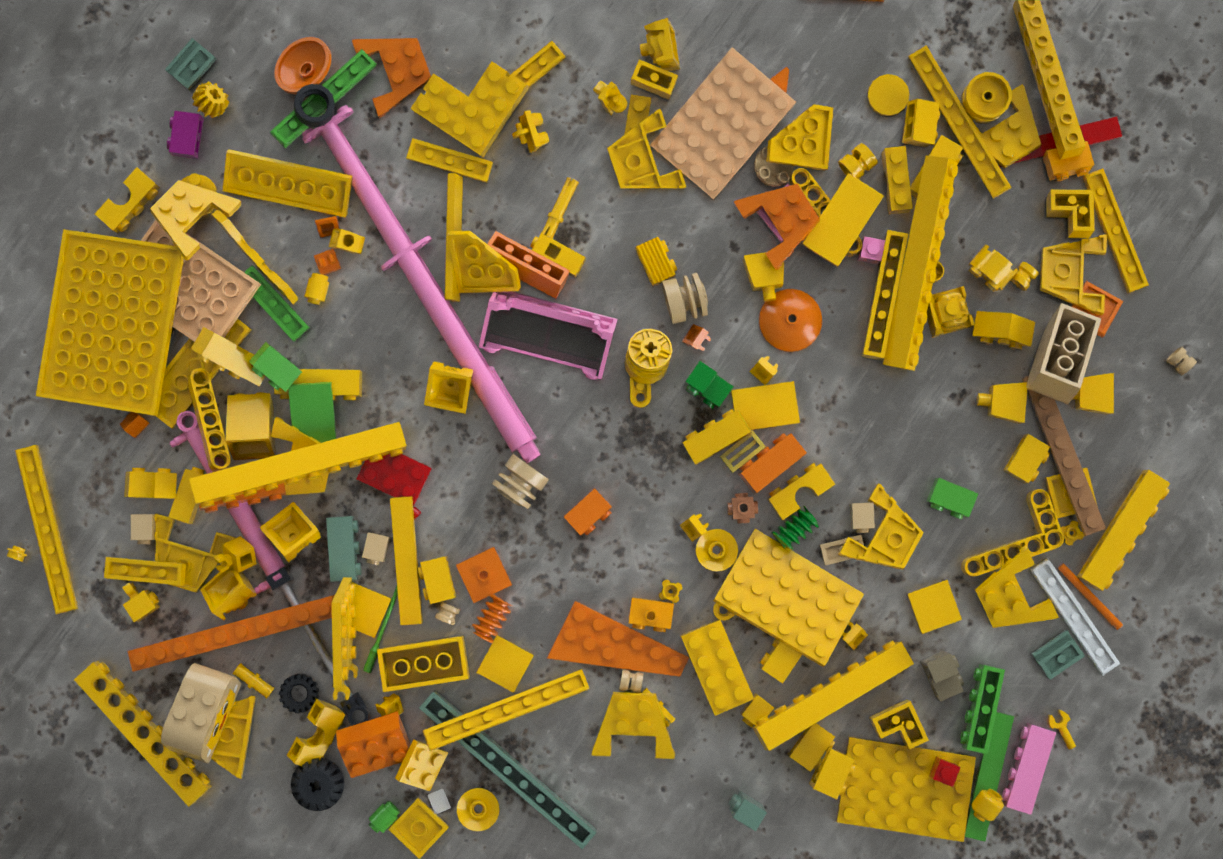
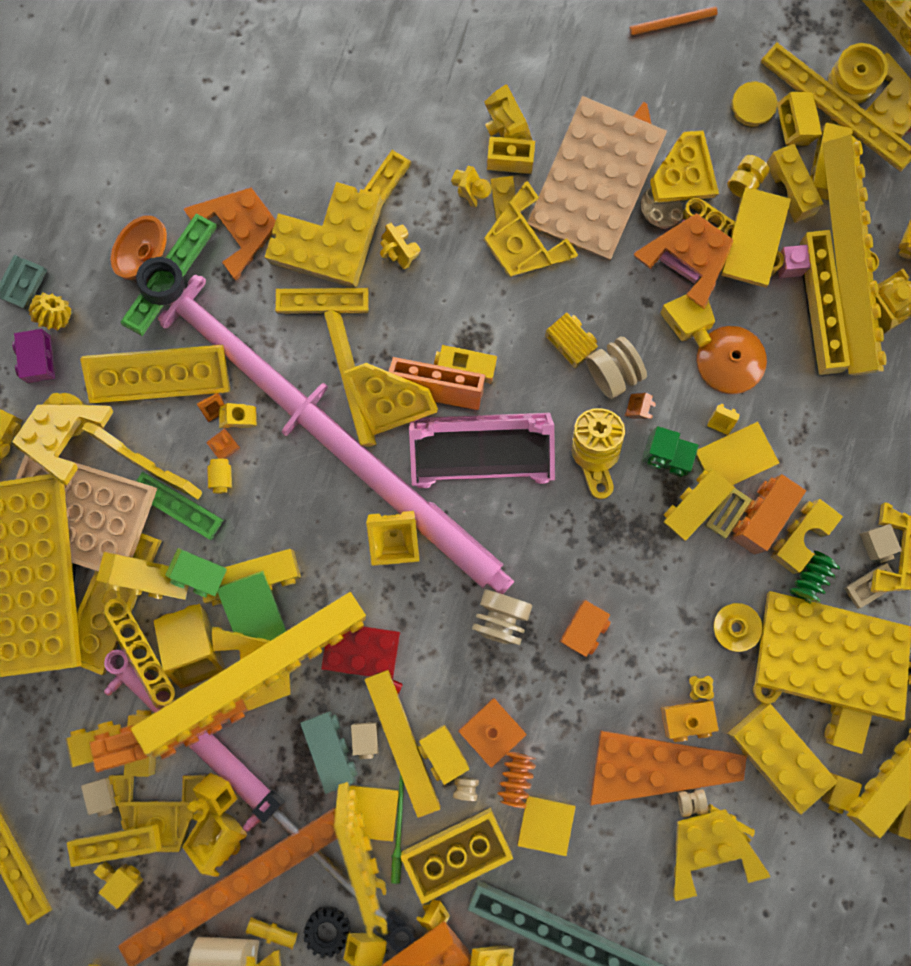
camera: 10 degrees left, 5 degrees down
(134, 424) = (60, 682): orange slope -> none
(170, 493) = (115, 750): none -> orange brick
(290, 531) = (264, 751): yellow brick -> none
(505, 710) = (564, 882): yellow tile -> none
(560, 207) = (451, 324): yellow pin -> none
(693, 527) = (704, 610): yellow tile -> none
(733, 508) = (742, 573): nougat brick -> none
(747, 810) = (876, 915): sand green brick -> none

